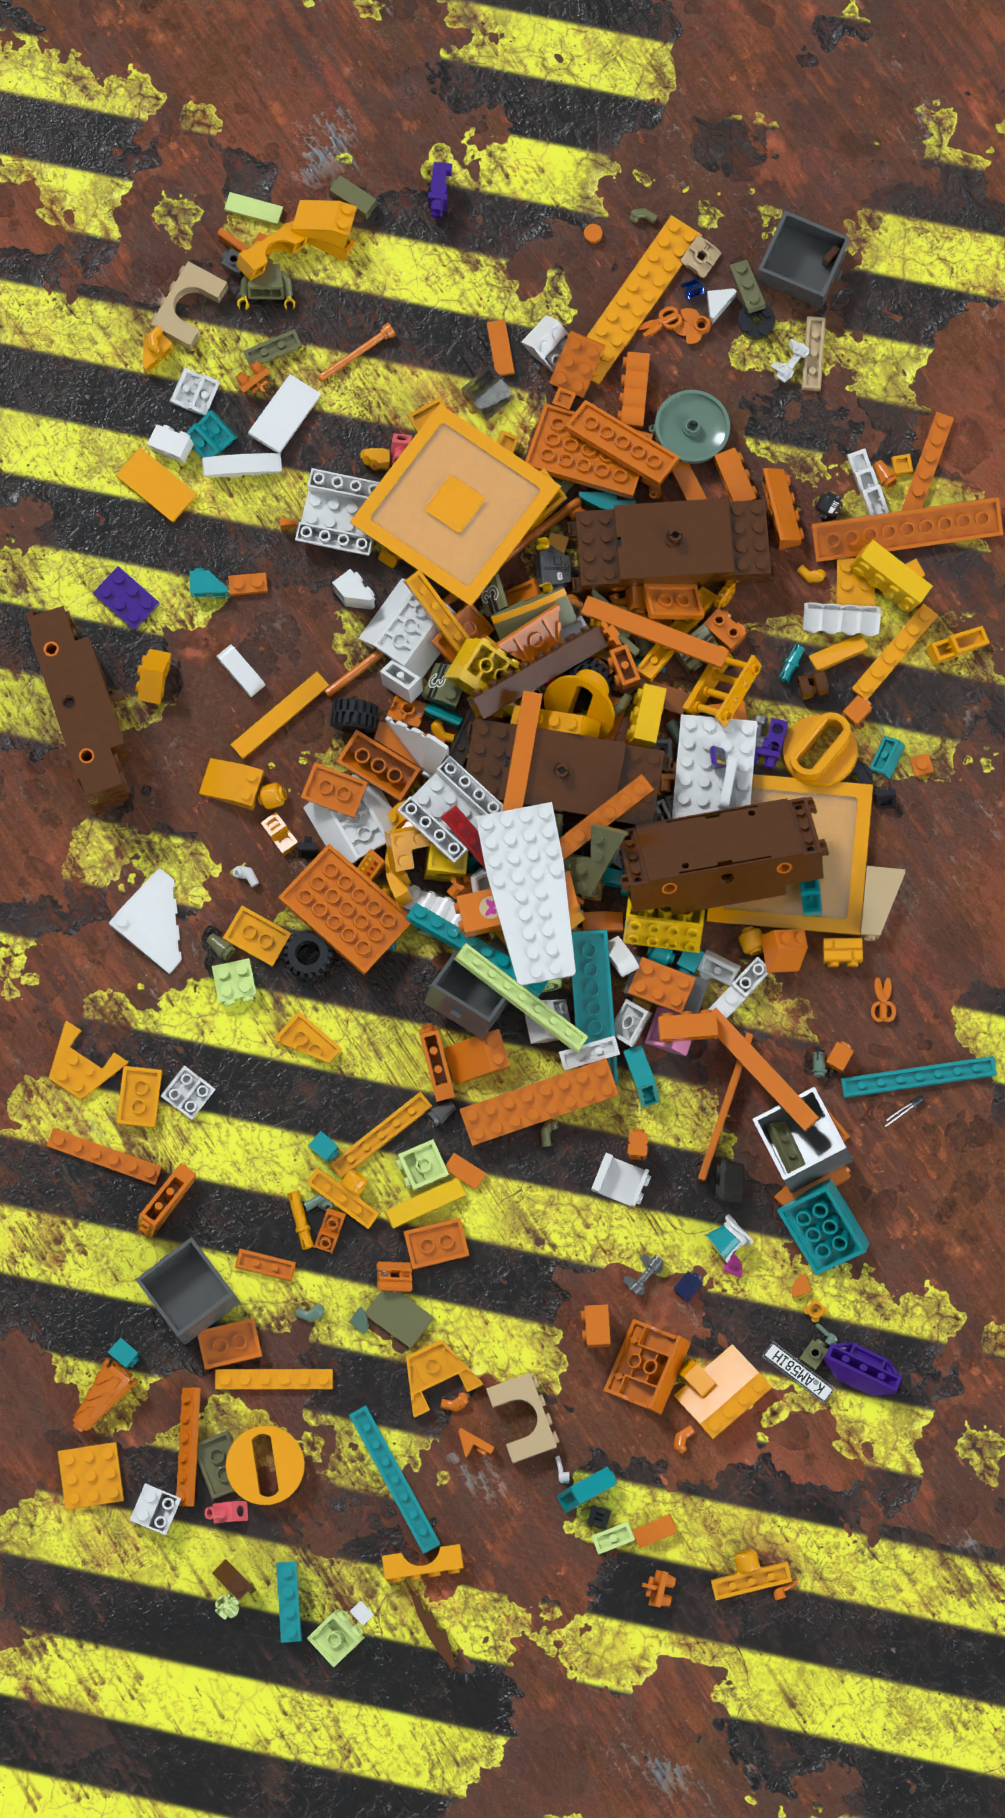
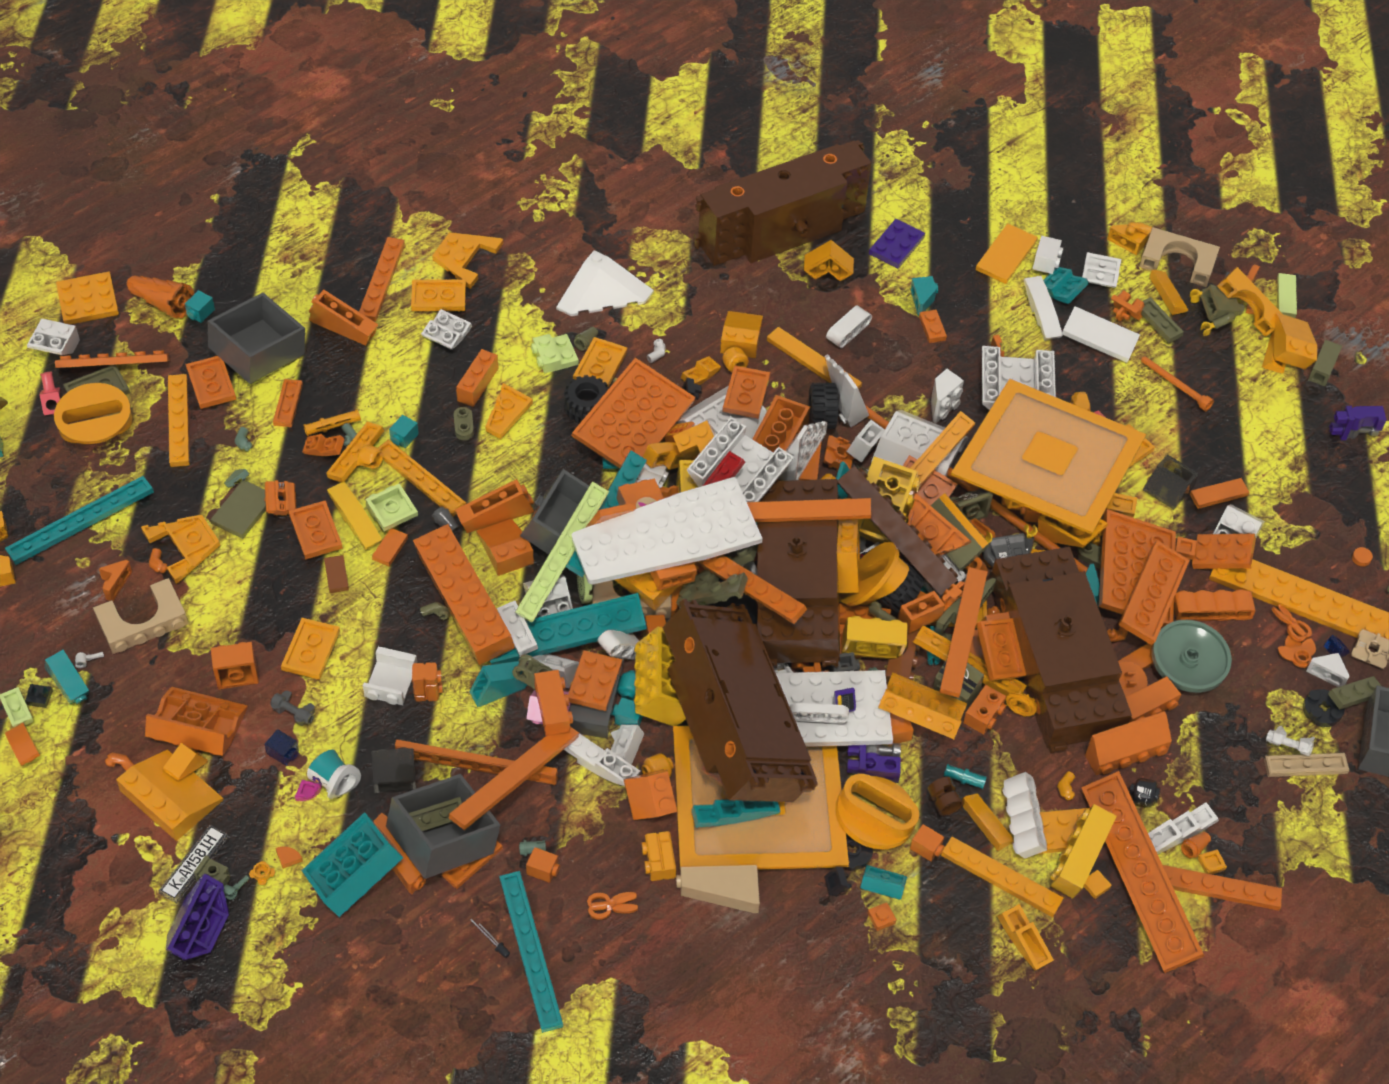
camera: 75 degrees right, 25 degrees down
(233, 329) = (1168, 292): none -> light orange slope
(262, 1065) = (477, 377): none -> orange brick
(316, 1085) = (462, 422): none -> olive plate
(356, 687) = (849, 398): none -> white slope
(491, 1226) = (336, 574): none -> dark orange tile
(501, 945) = (609, 513): none -> orange tile
(578, 1255) = (310, 648): none -> light orange plate
(643, 1045) = (528, 670): none -> olive piece
(706, 487) = (1132, 678): none -> orange piece

